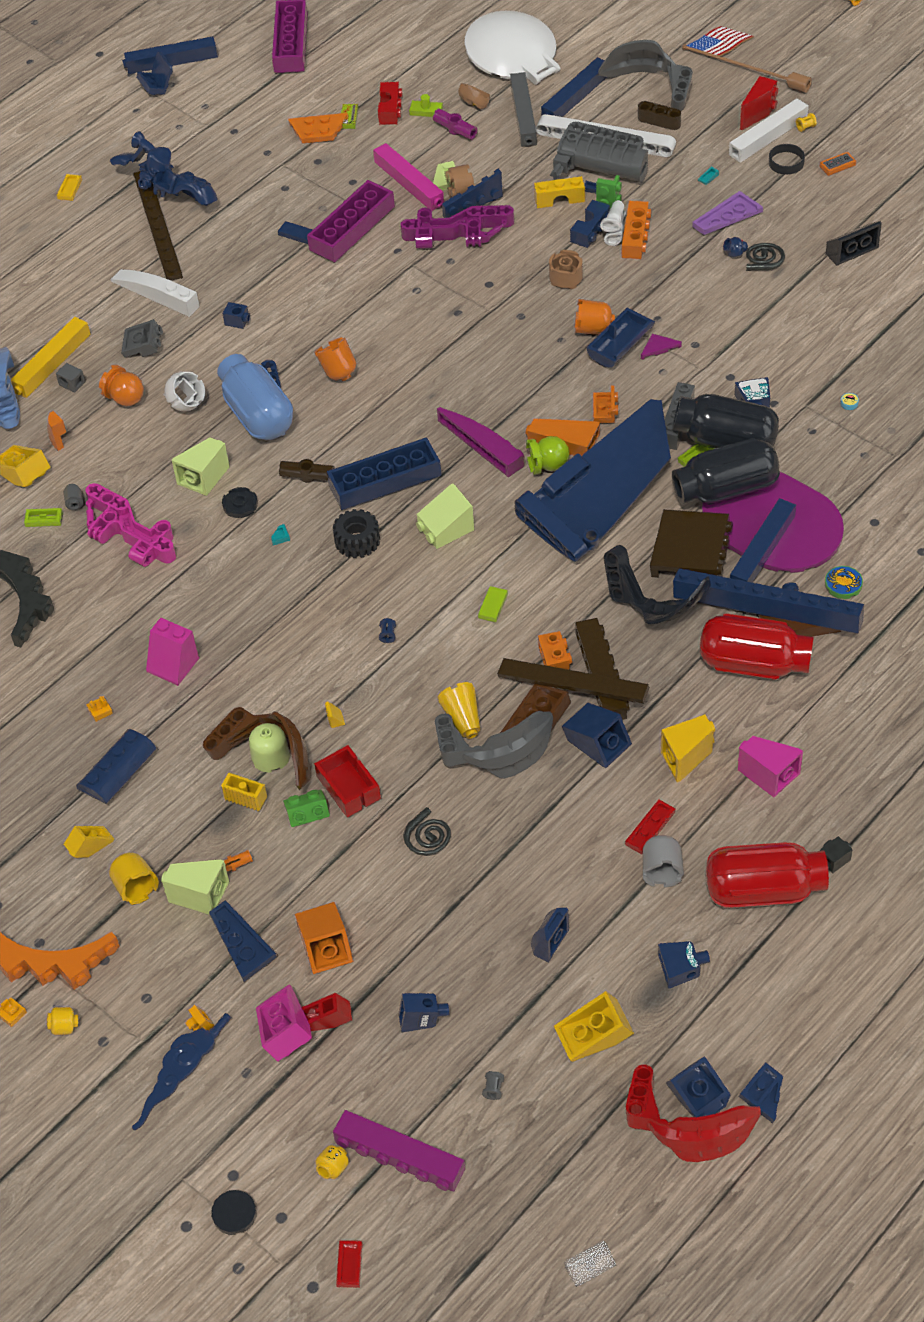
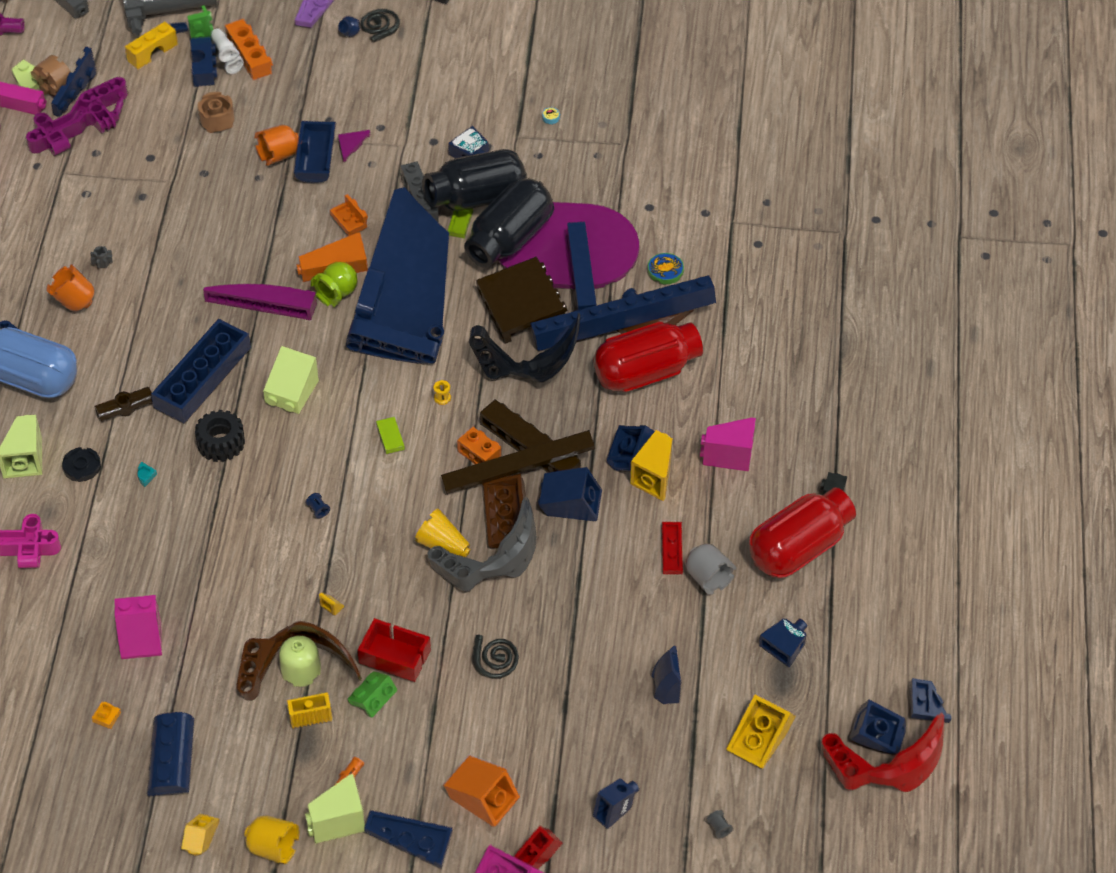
camera: 40 degrees left, 0 degrees up
(384, 345) = (101, 257): none -> dark grey gear
(560, 589) = (445, 391): none -> yellow bush
(678, 713) = (627, 444): none -> dark blue slope

